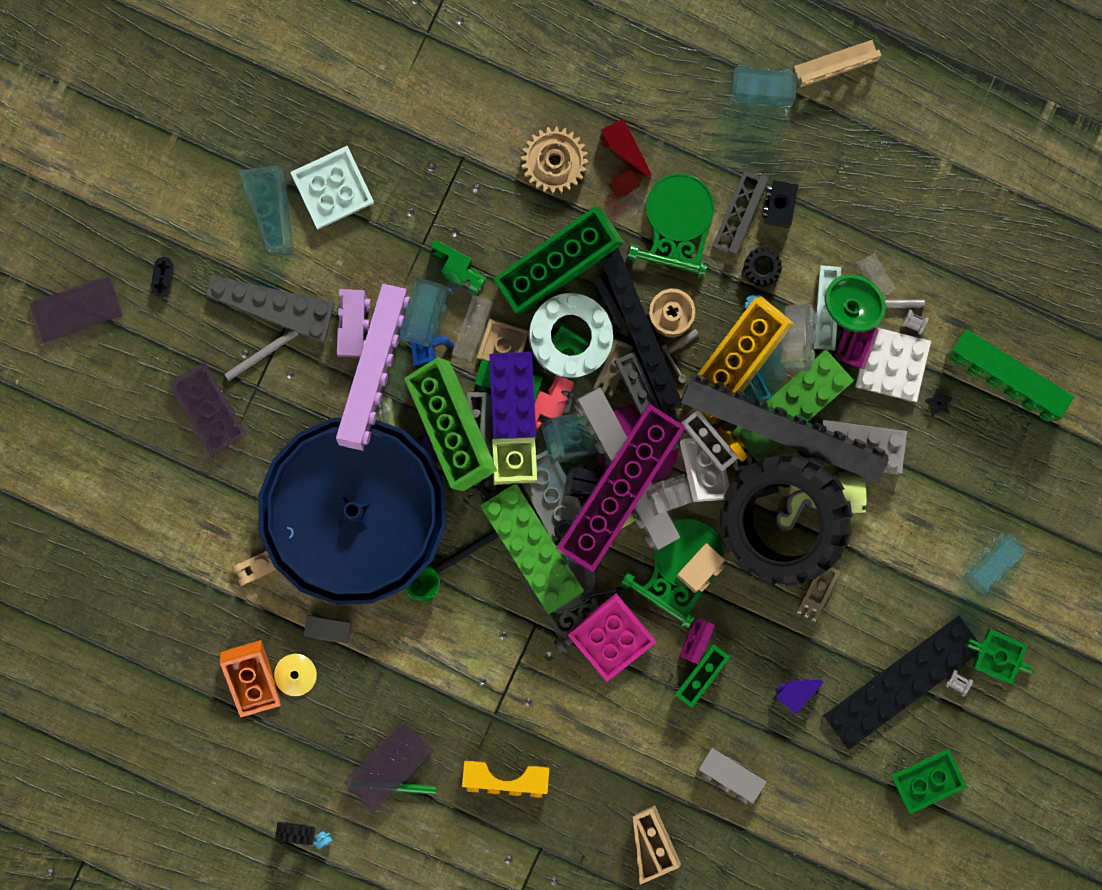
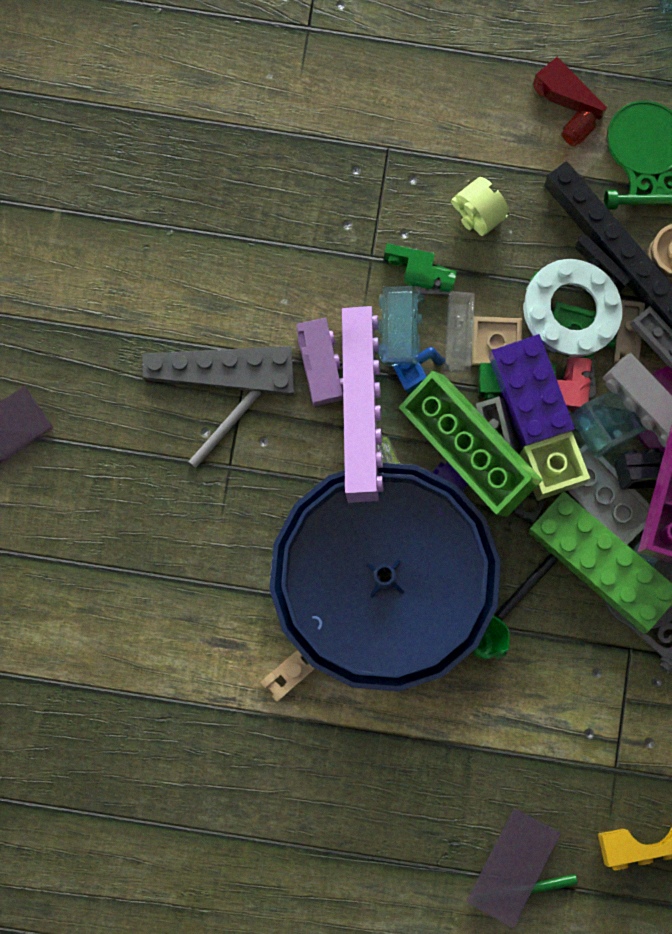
camera: 15 degrees left, 5 degrees down
(157, 276) = (80, 371): black beam -> none
(207, 409) = (180, 506): clear purple plate -> none
(250, 678) = (319, 808): orange slope -> none
(270, 206) = (185, 251): clear light blue wedge -> none
(306, 672) = (356, 784): light yellow dish -> none
(327, 629) = (393, 723): dark grey slope -> none
(332, 187) = (252, 219): light aqua plate -> none
(520, 230) = (480, 206): none -> yellowish green brick
(550, 145) = (496, 107): tan gear -> none
(558, 260) = (536, 225): green brick -> none
(561, 528) = (632, 529): black plate -> none

